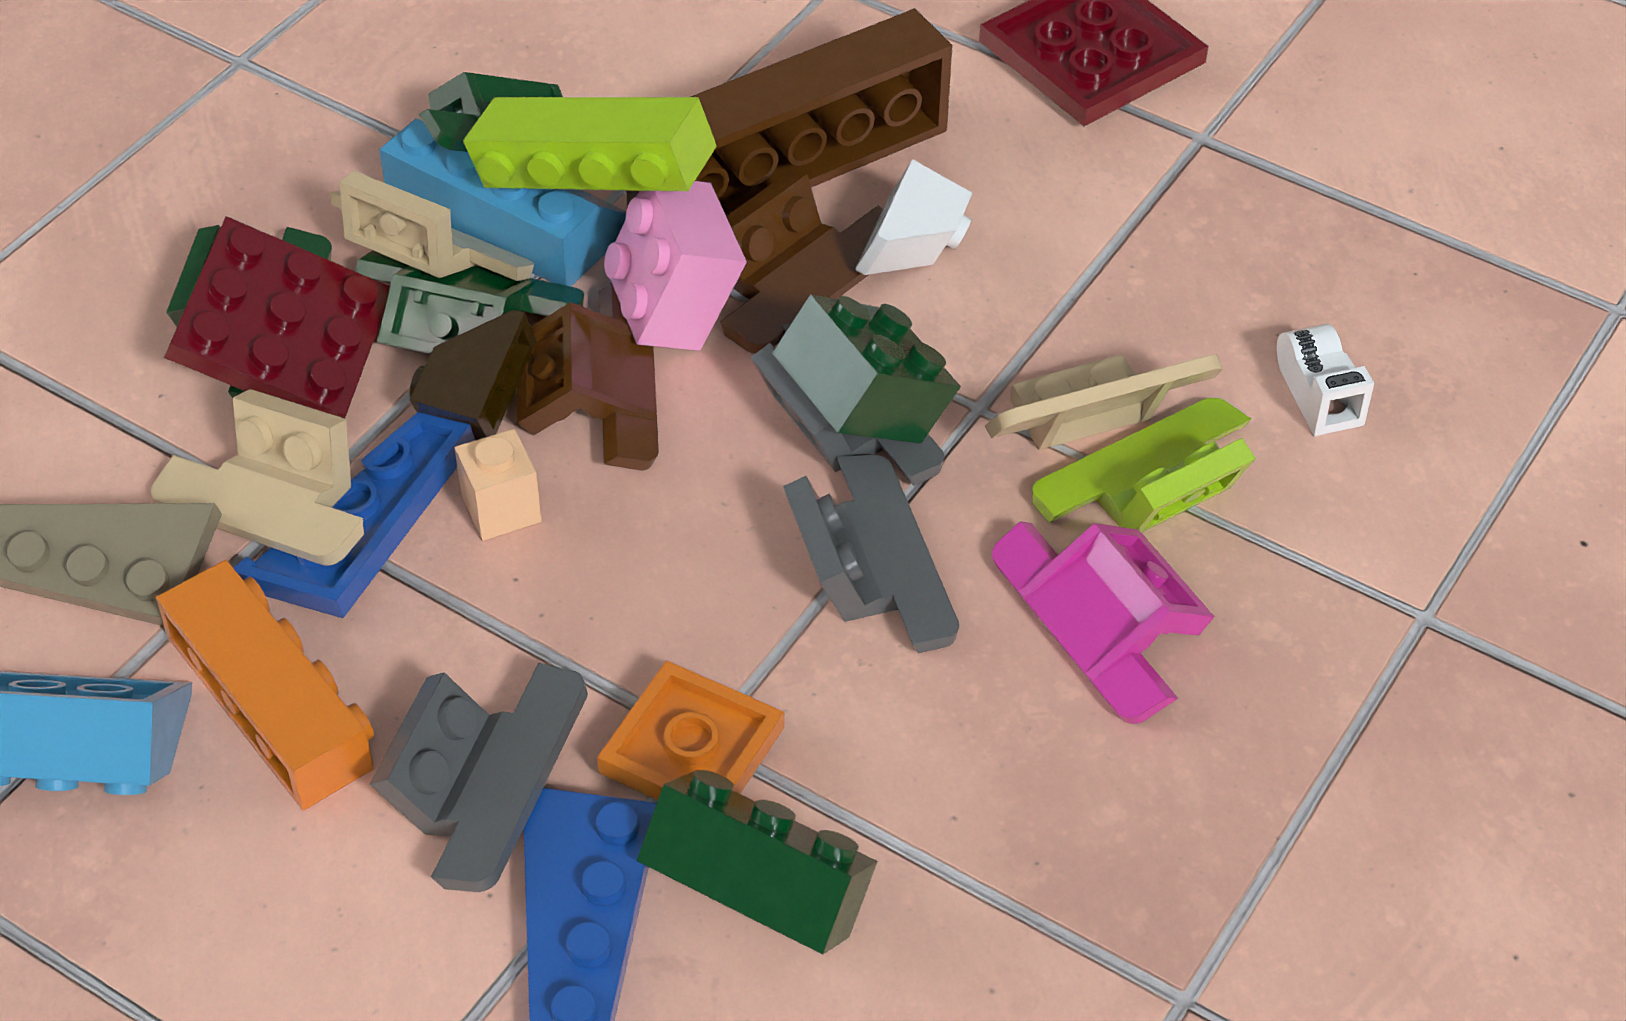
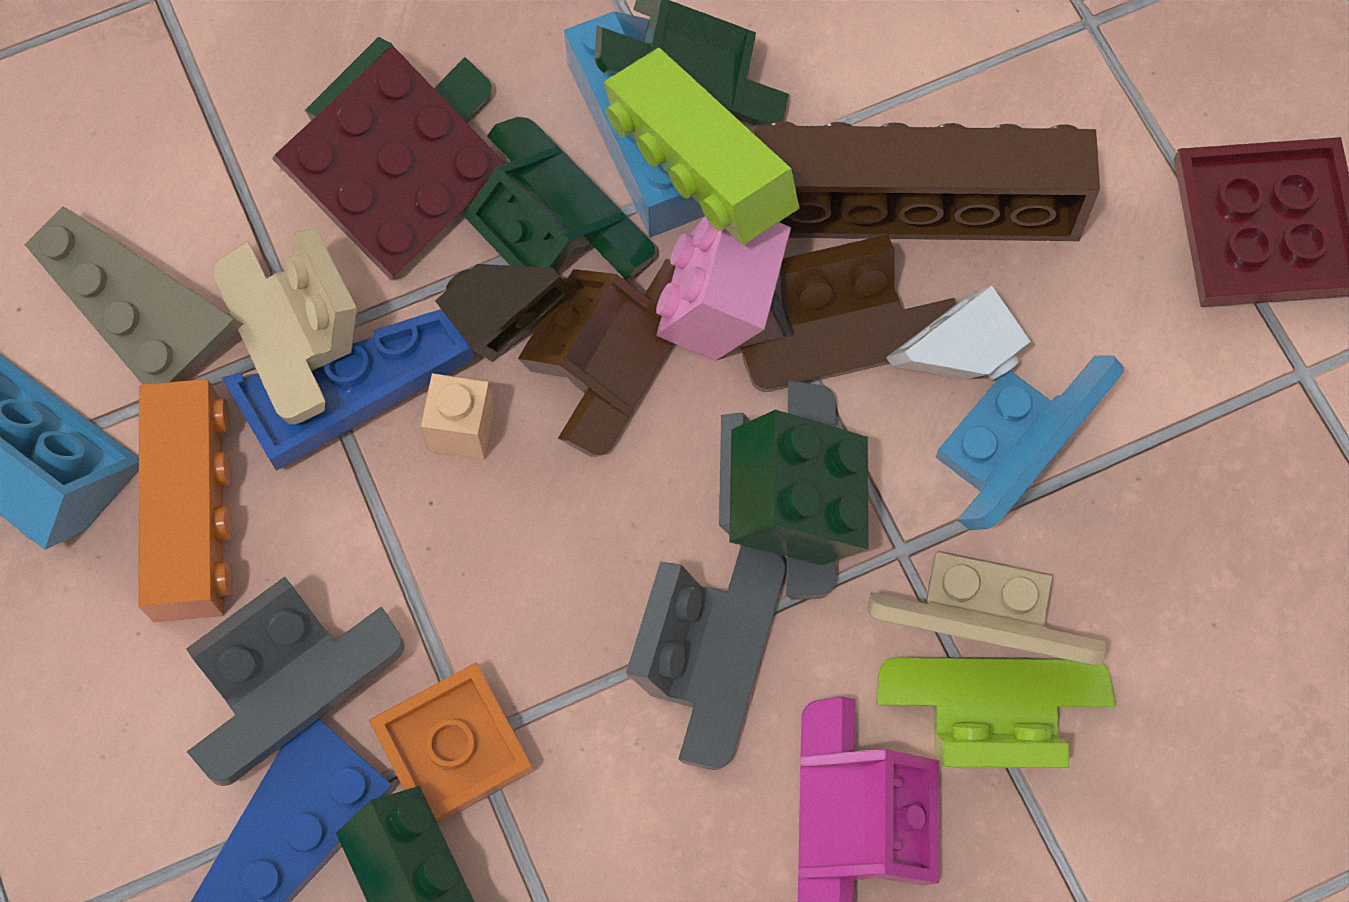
camera: 35 degrees right, 20 degrees up
(416, 231) = (554, 128): tan plate -> none
(1015, 281) = (1016, 436): none -> dark azure plate
(1321, 372) = (1210, 702): white leg -> none

